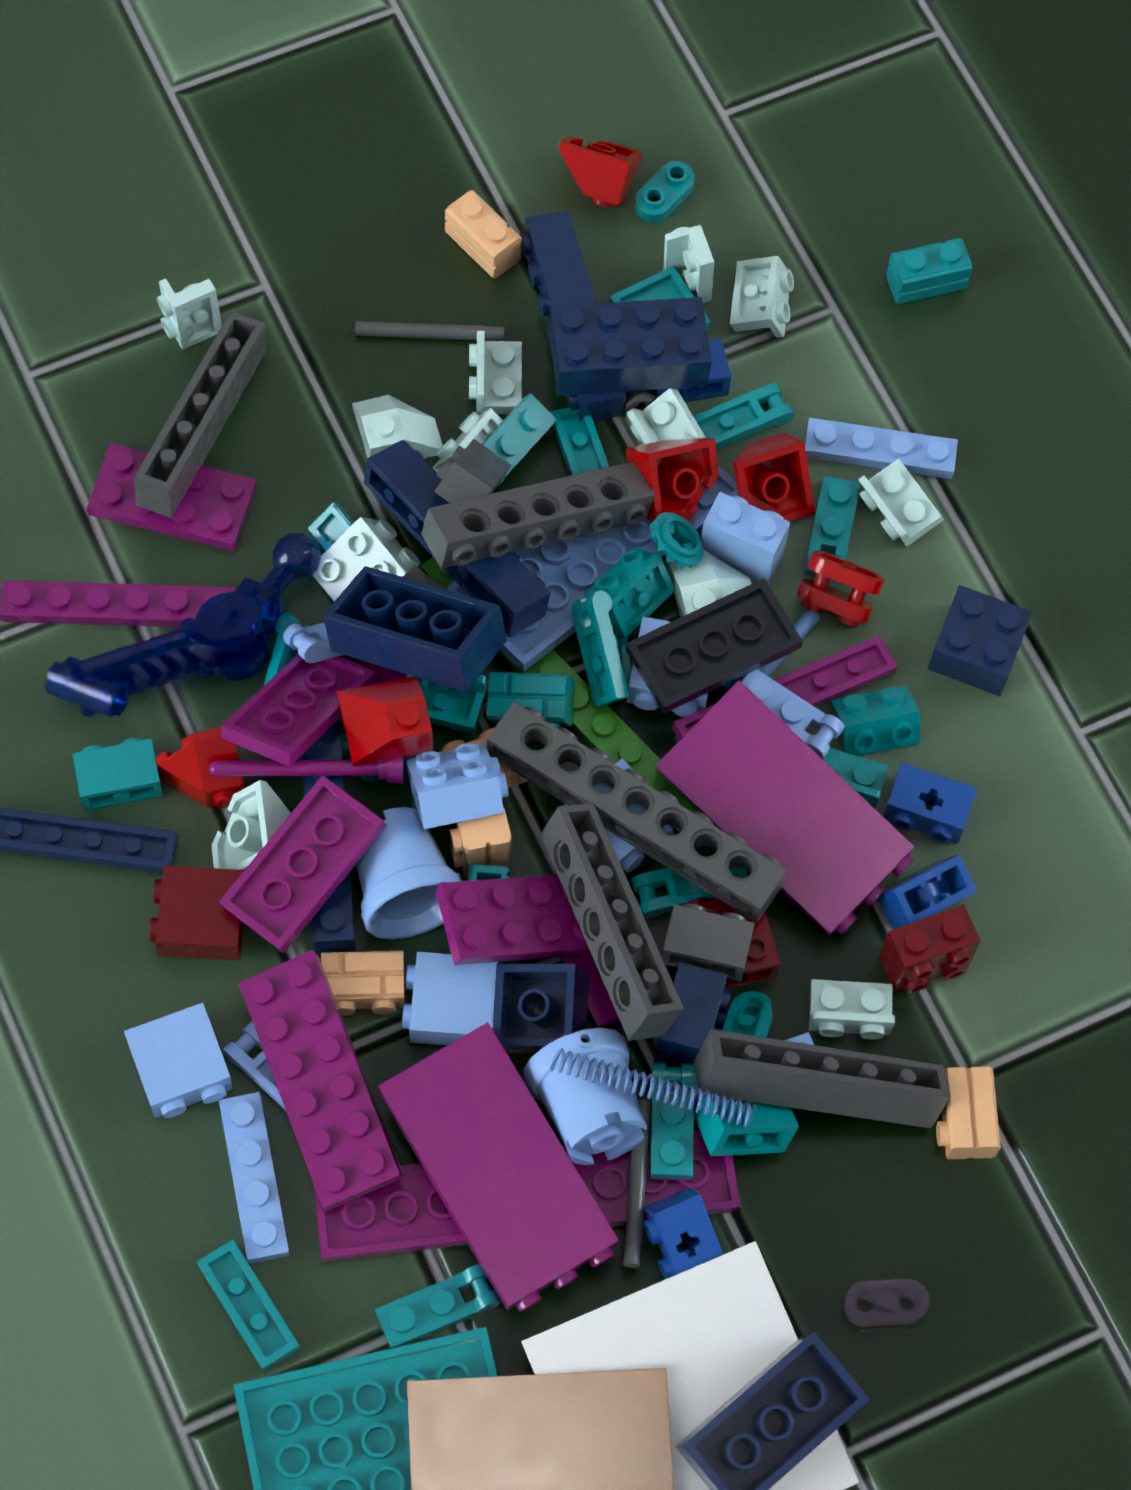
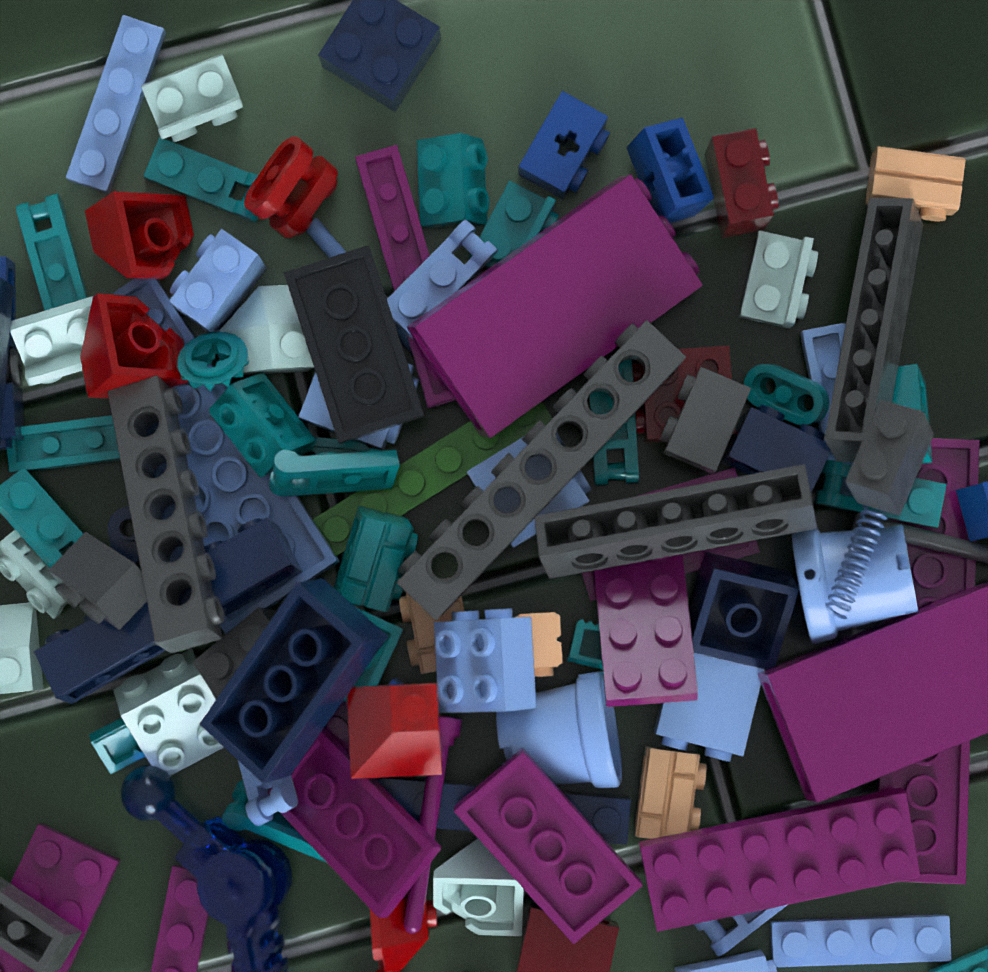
camera: 70 degrees left, 20 degrees up
(705, 1080) = (890, 457): none -> dark grey brick

